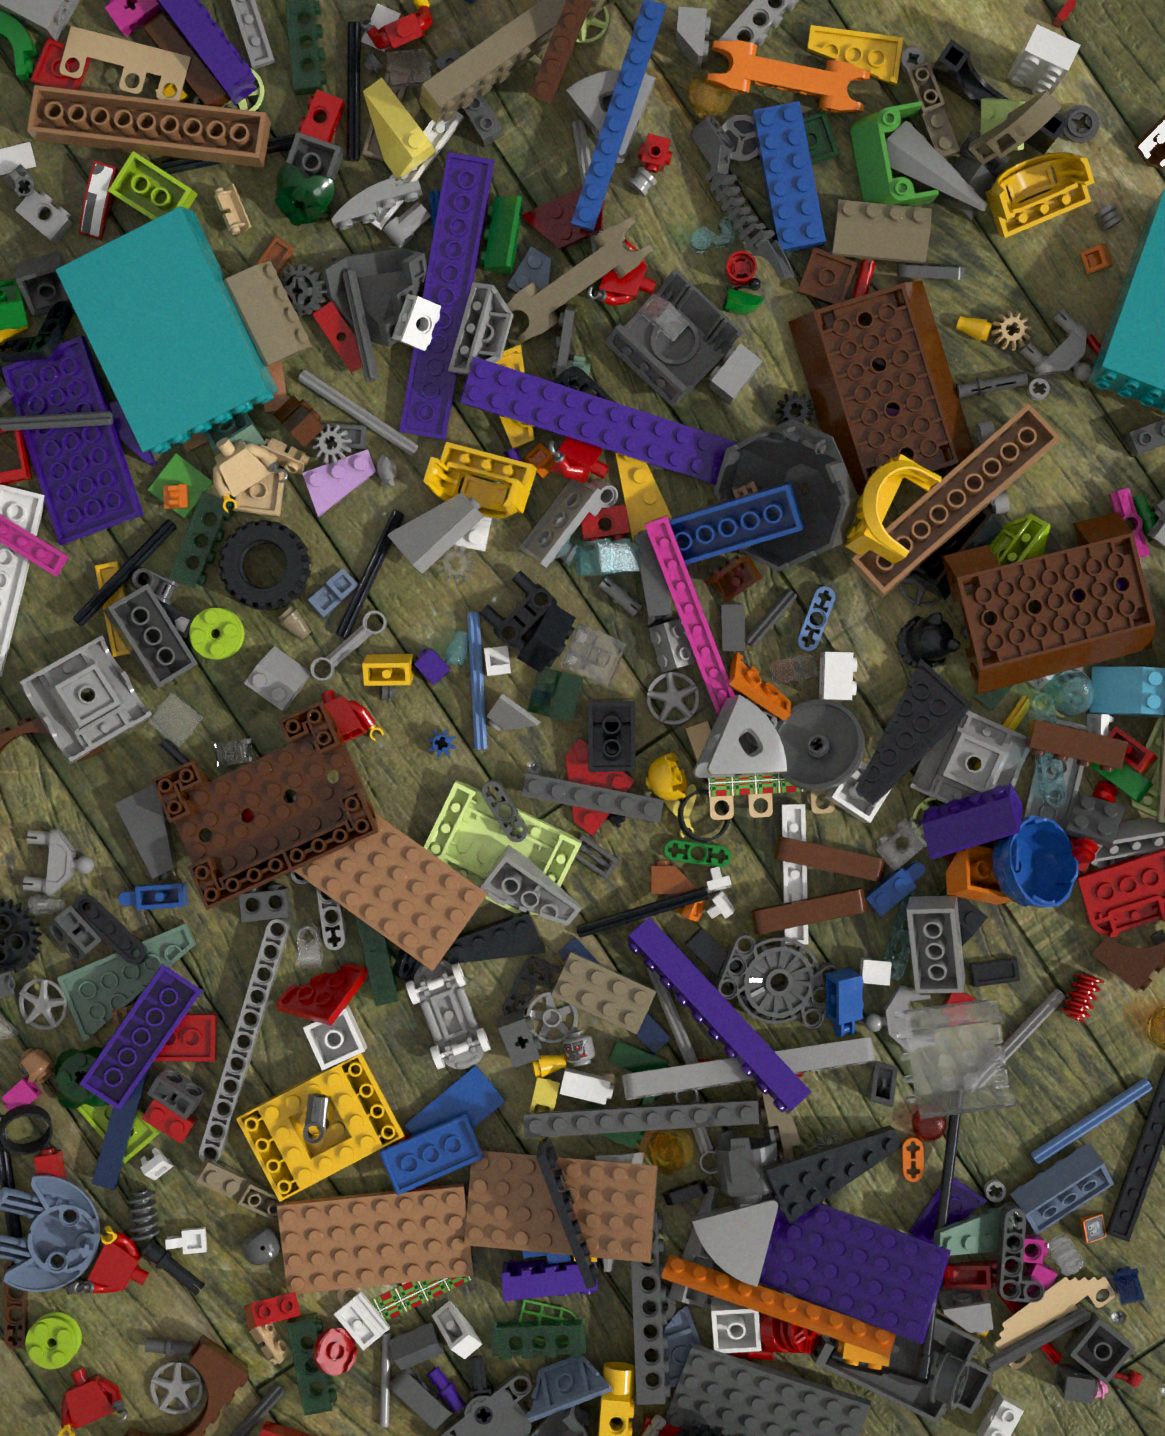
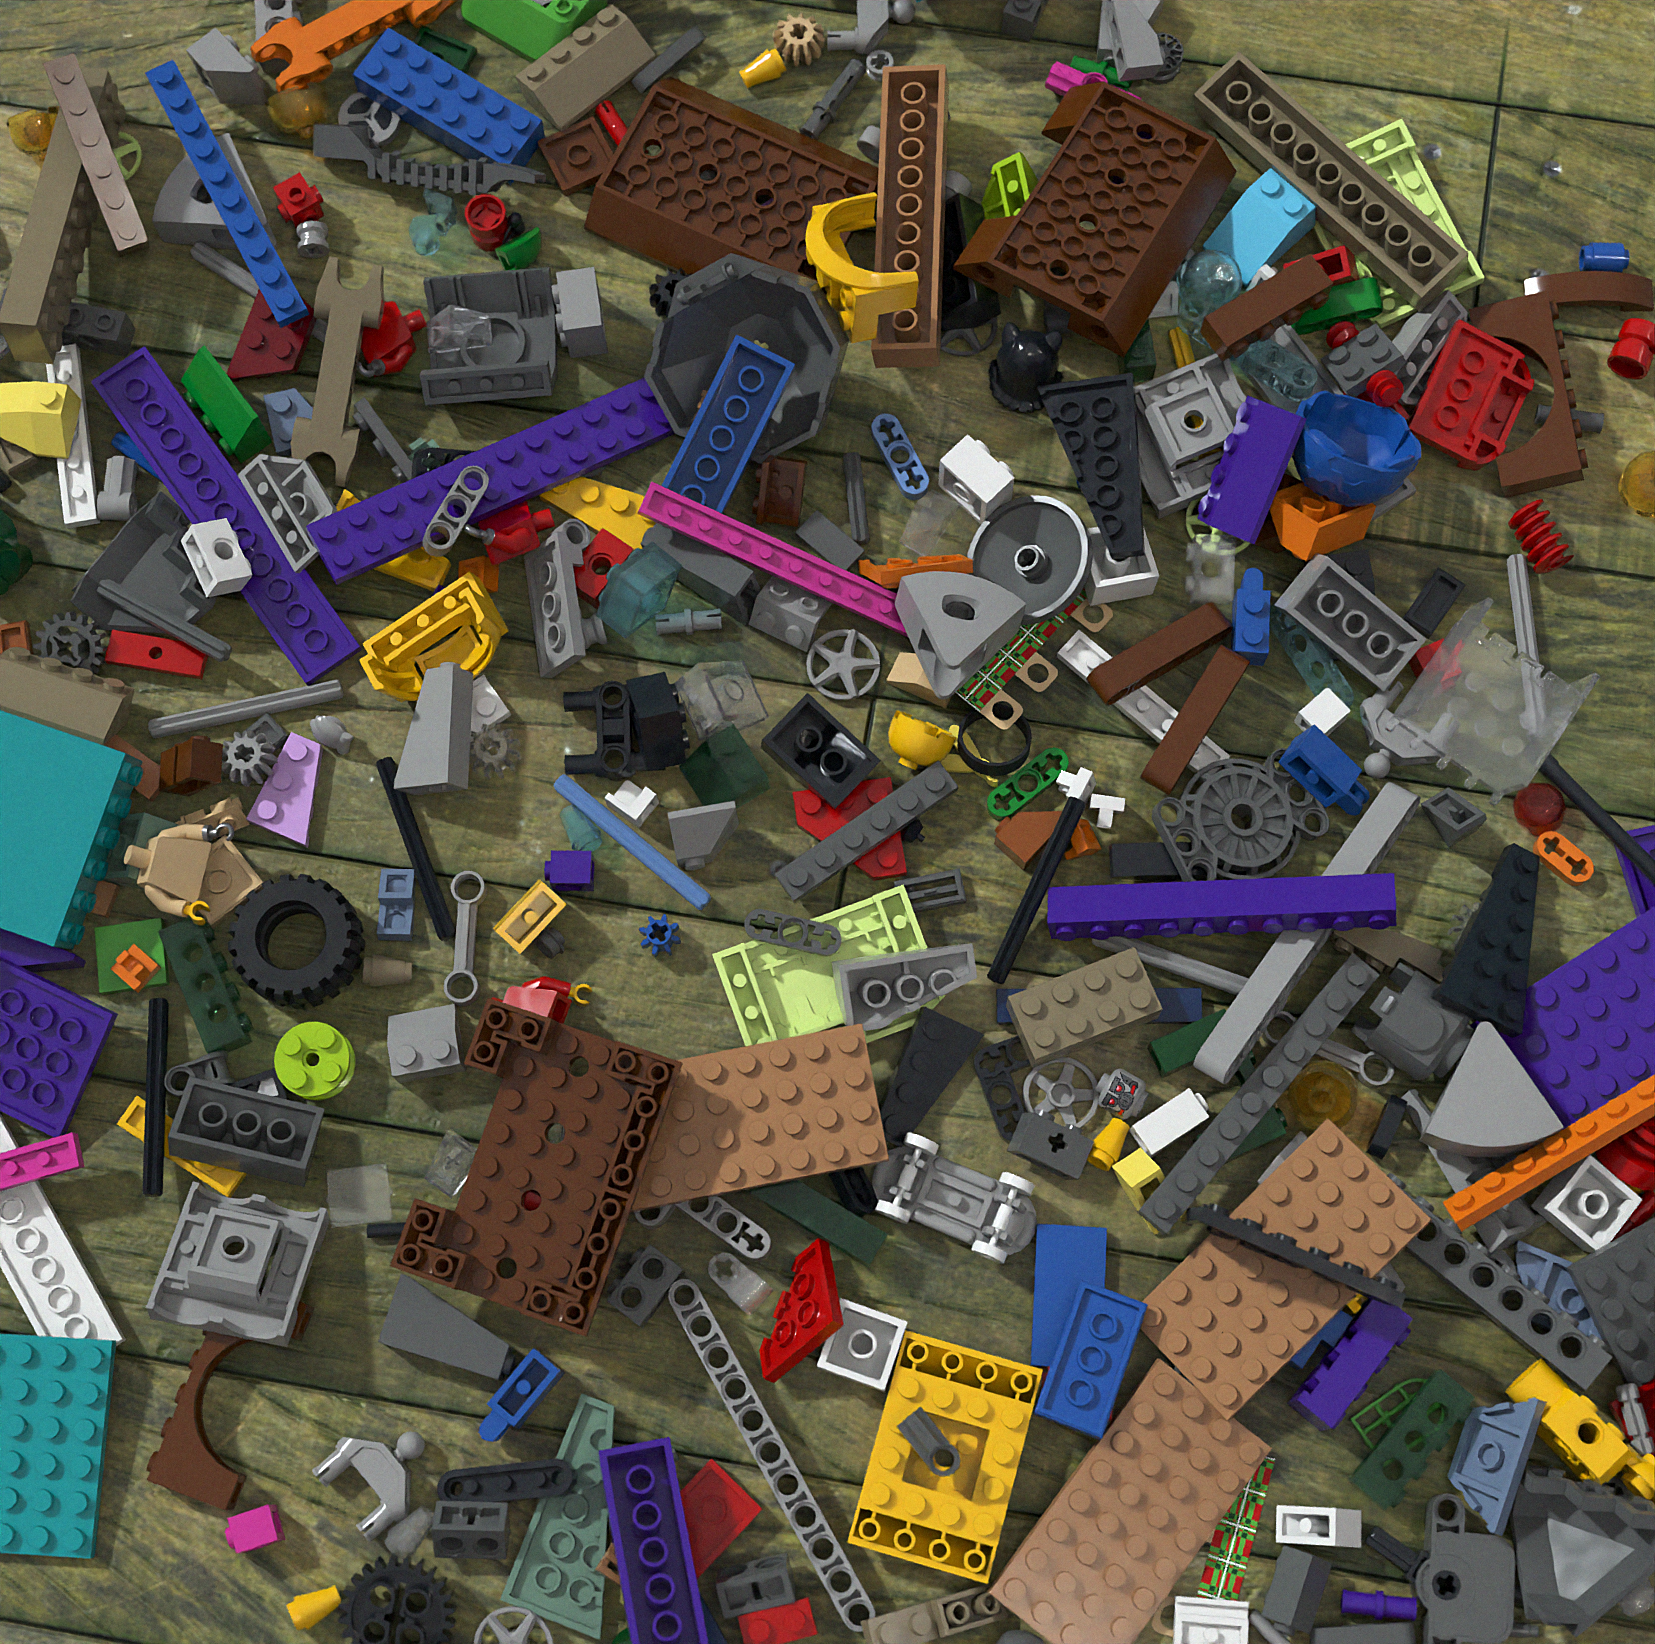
camera: 40 degrees left, 15 degrees down
(365, 204) = (57, 502): light grey slope -> none
(567, 429) = (466, 500): none -> light grey beam

